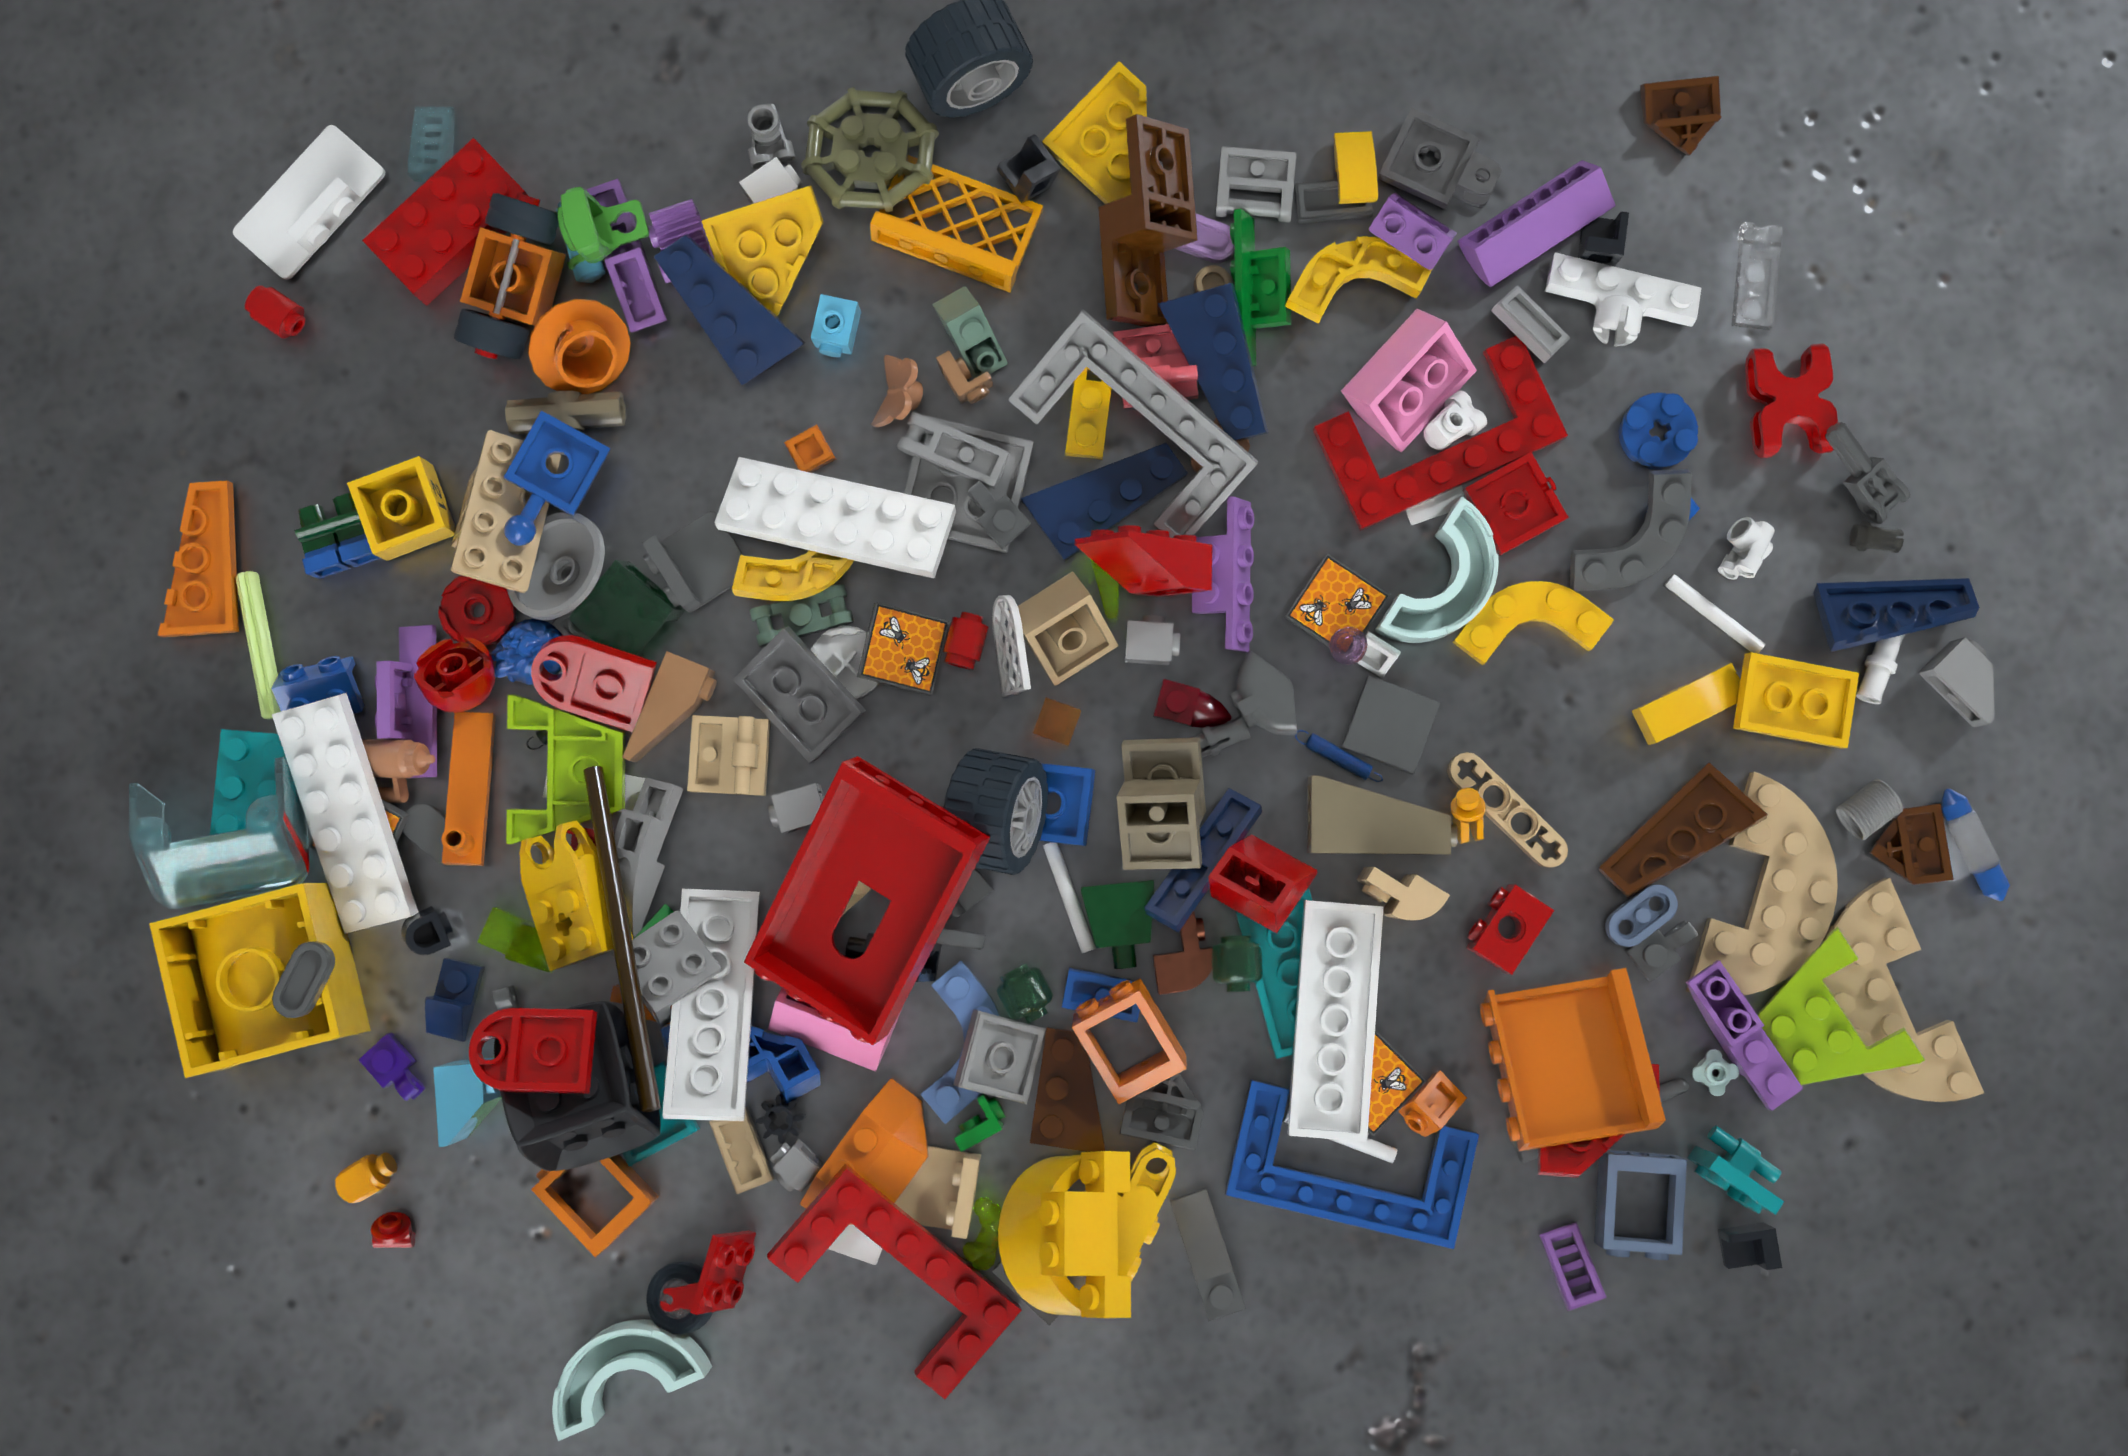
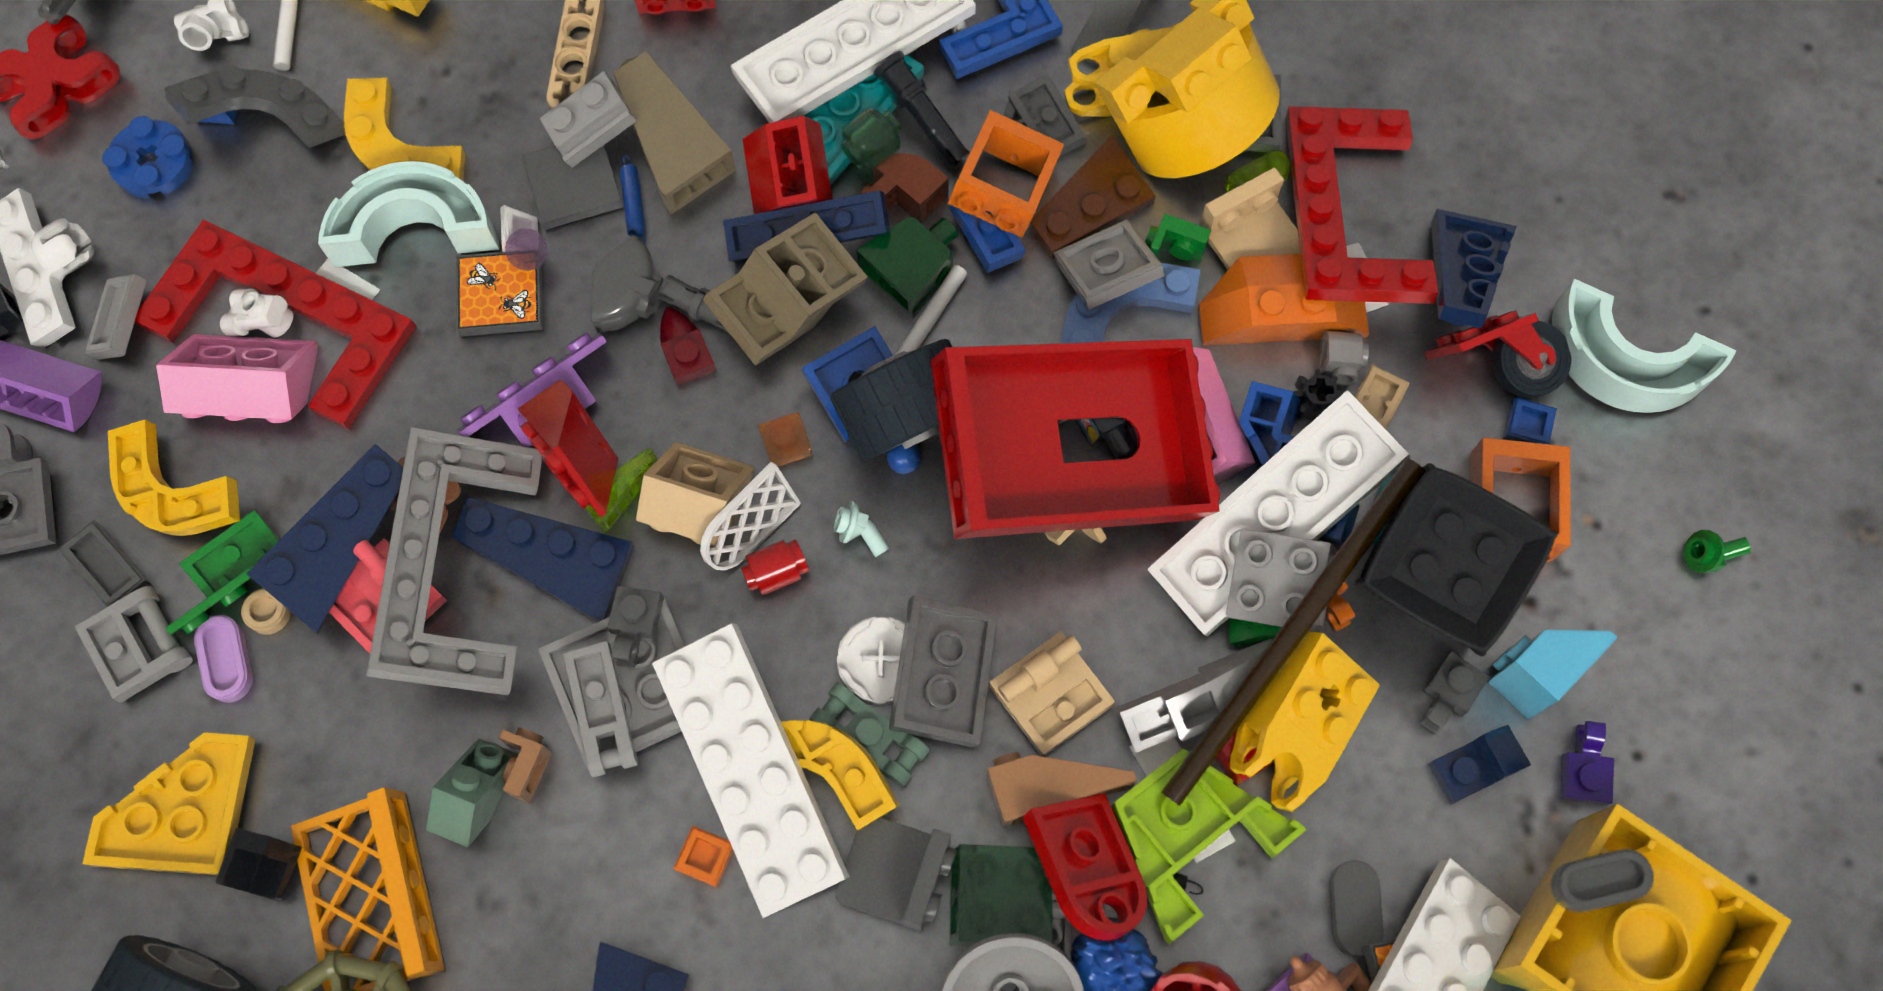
camera: 135 degrees left, 15 degrees down
(365, 1177) = (1699, 707): light orange arm -> none
(392, 1231) = (1716, 647): red plate -> none
(426, 931) = (1449, 834): black plate -> none
(455, 1288) = (1712, 551): none -> green plate
(468, 789) = (1290, 909): orange piece -> none
(514, 938) = (1378, 751): clear neon green slope -> none
(538, 1050) = (1459, 590): red plate -> none
(642, 1256) = (1529, 421): none -> blue tile
(781, 1315) = (1467, 264): none -> dark blue wing
(795, 808) = (1045, 591): light grey brick -> none
(835, 325) = (558, 927): medium azure brick -> none
(903, 391) = (579, 808): nougat animal -> none
(903, 649) = (826, 615): tile -> none
(954, 717) = (853, 522): none -> light aqua plate
(1025, 993) = (1039, 288): clear green head -> none
(1088, 418) = (484, 618): yellow plate -> none
(1148, 221) = (237, 698): reddish brown bracket -> none
(1151, 641) = (650, 412): light grey brick -> none
(1252, 1024) = (910, 93): none -> black pin
(1355, 167) = (47, 567): yellow slope -> none
(1408, 899) = (709, 58): tan brick -> none
(1412, 231) = (88, 468): medium lavender bracket -> none
(1425, 768) = (588, 119): none -> light grey plate
(1468, 812) = (600, 59): light orange arm -> none
(1516, 502) = (290, 216): red plate -> none

